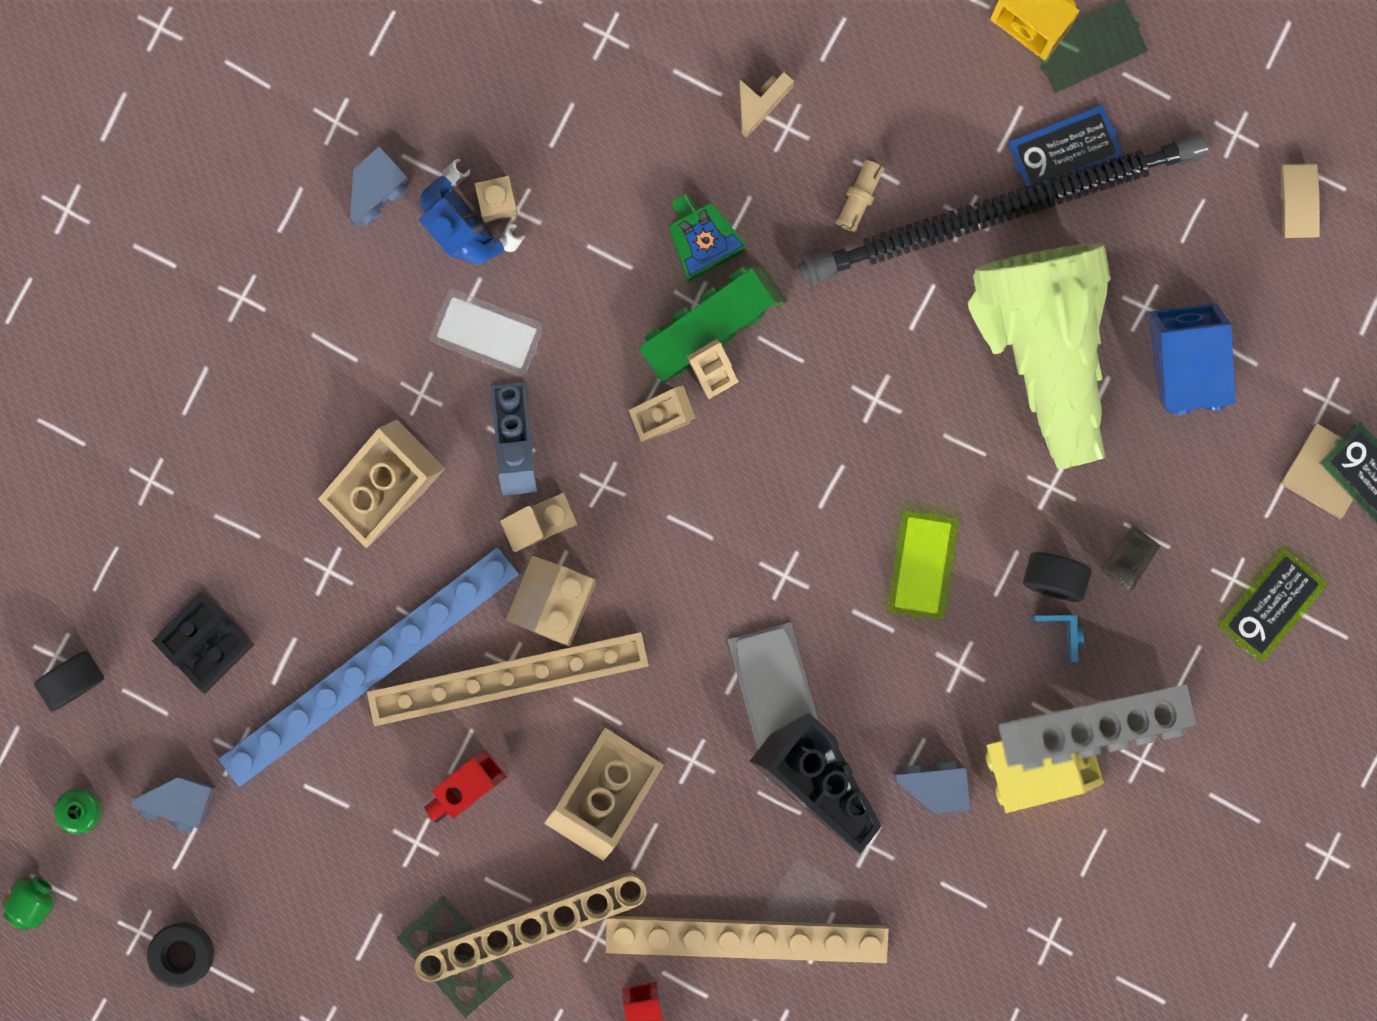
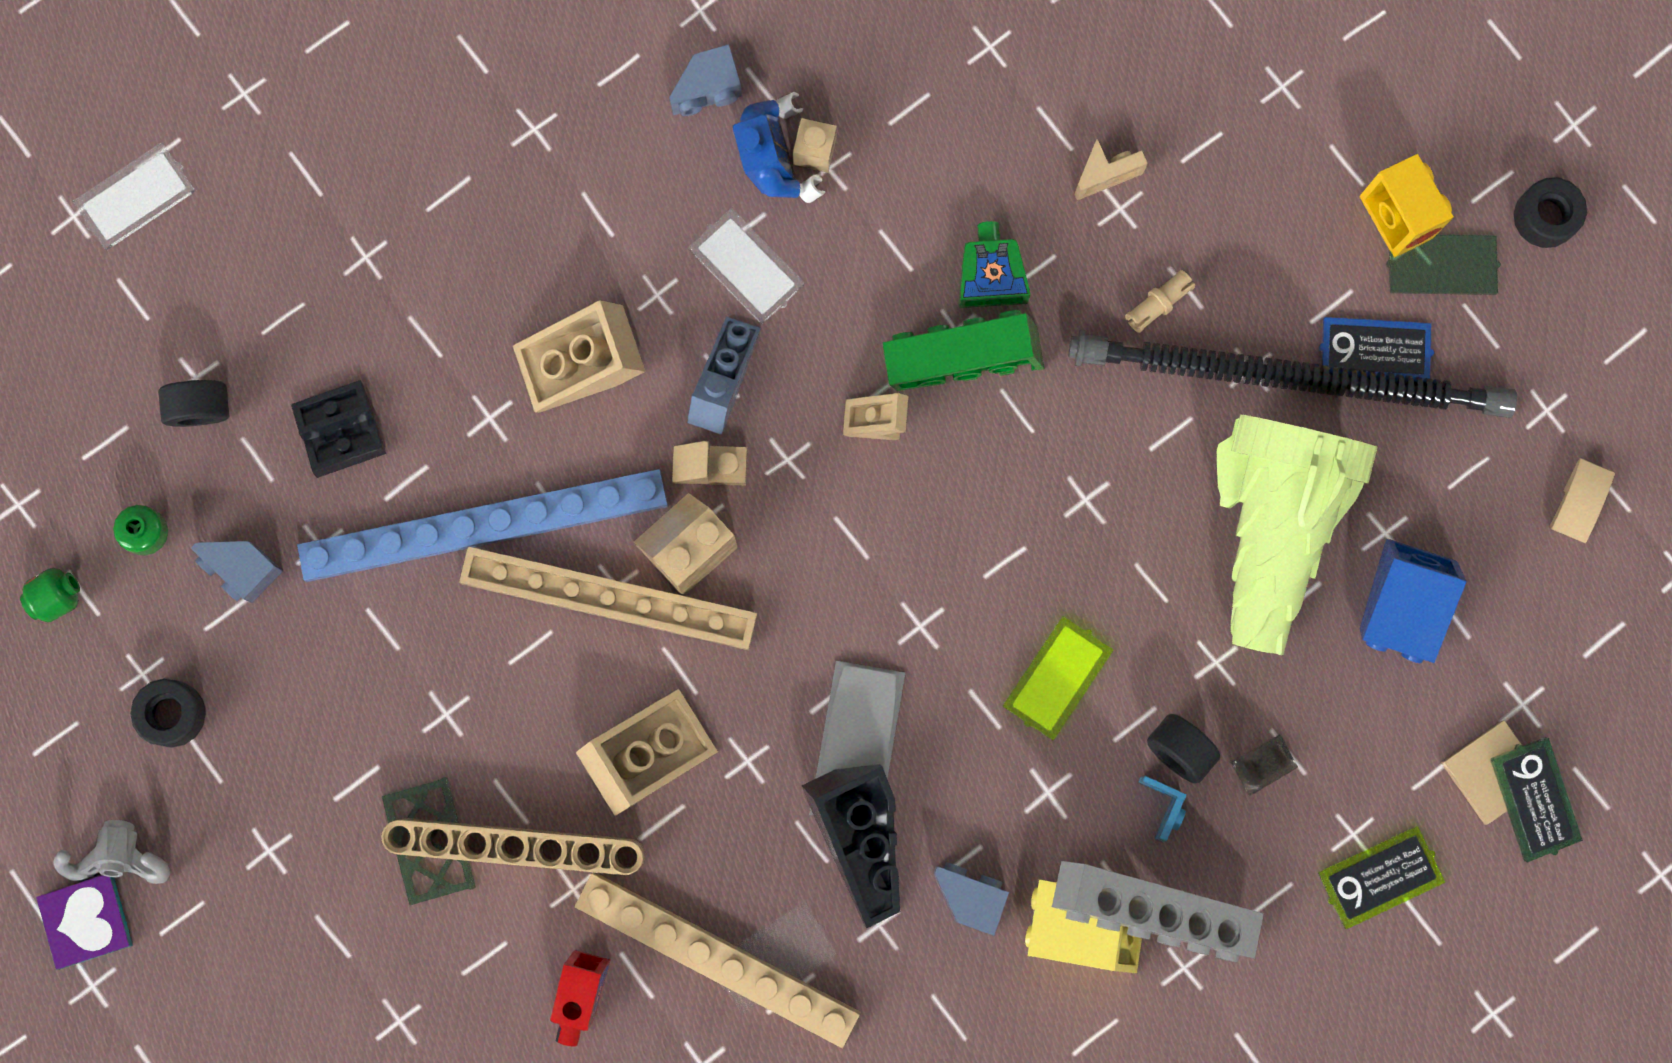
camera: 25 degrees right, 5 degrees down
(472, 780) = (528, 679): red torso -> none
(712, 369) = (943, 394): tan slope -> none

